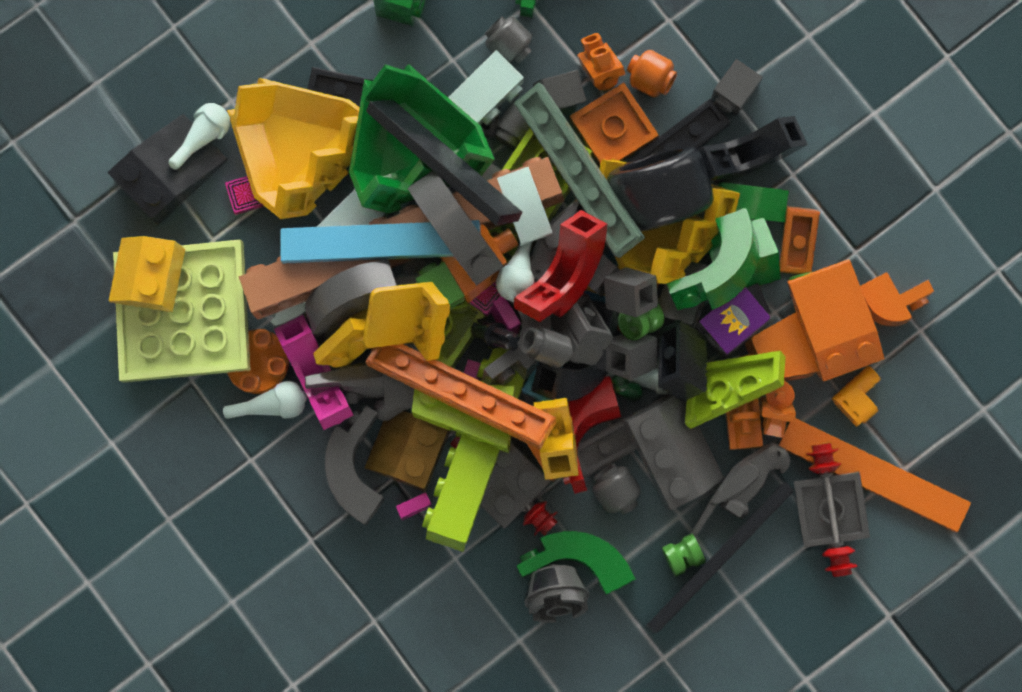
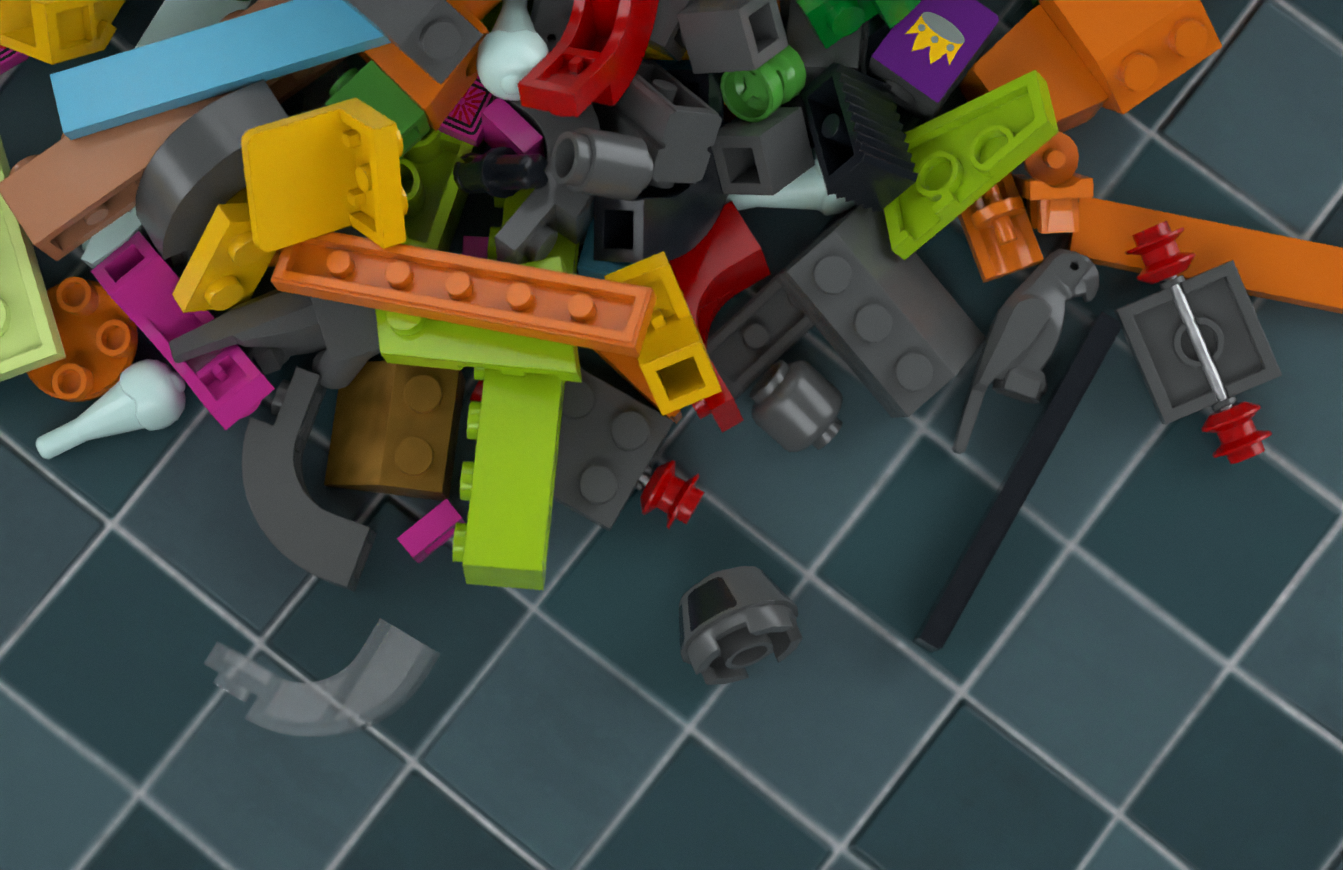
camera: 15 degrees left, 0 degrees up
(345, 583) = (359, 696): none -> clear arch
(589, 550) = (768, 528): green arch -> none
(627, 390) = (773, 220): dark green arm -> none
(683, 555) = (950, 494): bright green wheel -> none
(853, 398) = (1181, 138): light orange piece -> none

